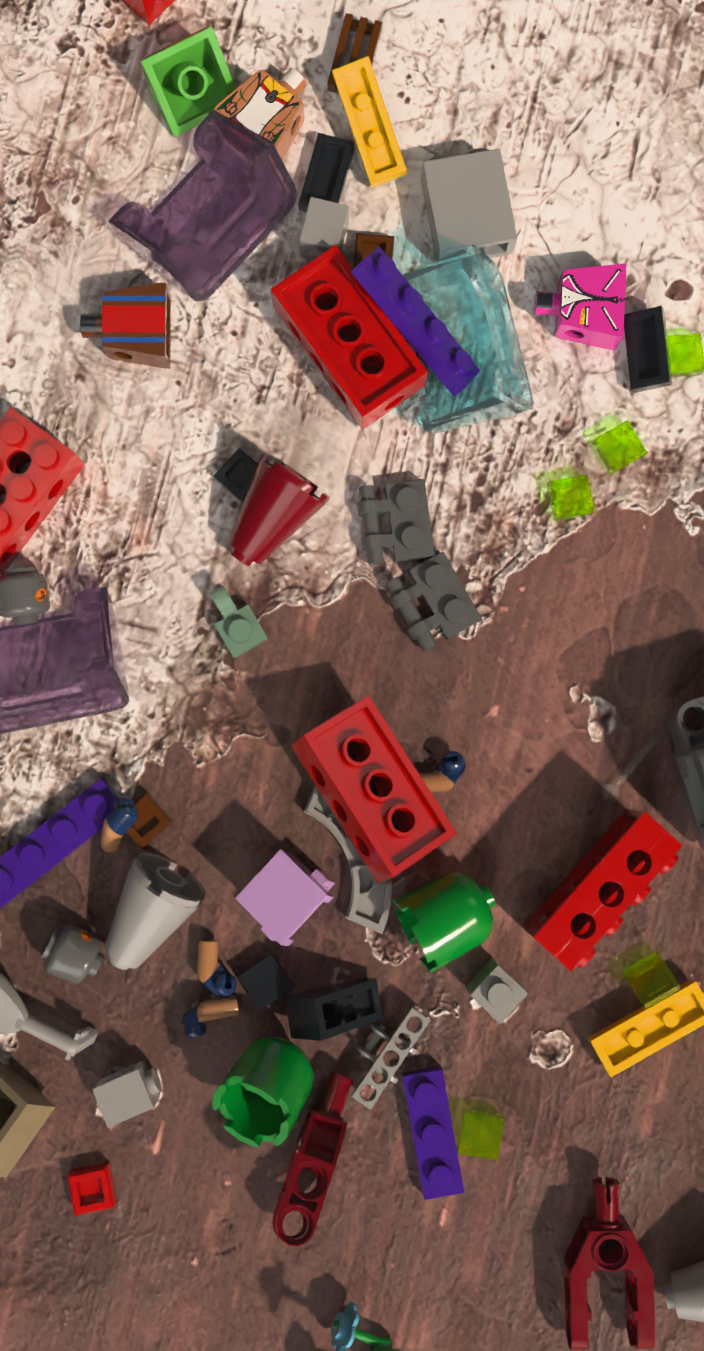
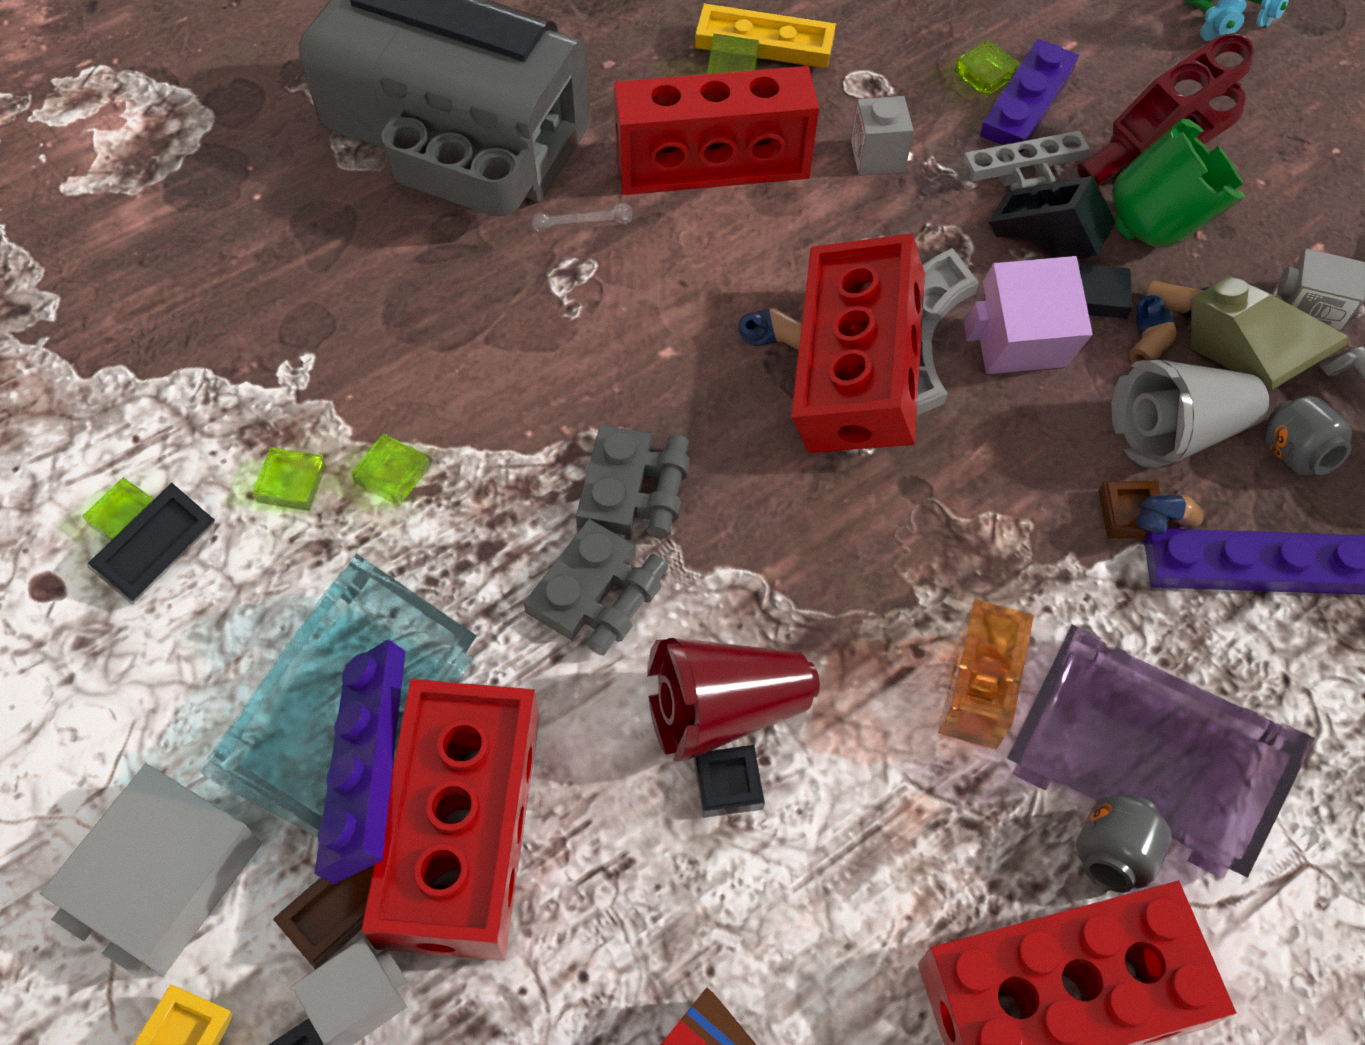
camera: 140 degrees left, 25 degrees down
(141, 1015) = (1258, 332): none -> olive slope
(149, 628) = (986, 674): none -> clear orange brick
(238, 627) = (873, 617): sand green plate -> none
(446, 917) = (879, 198): green cylinder -> none
(587, 305) = (155, 636): dark pink torso -> none

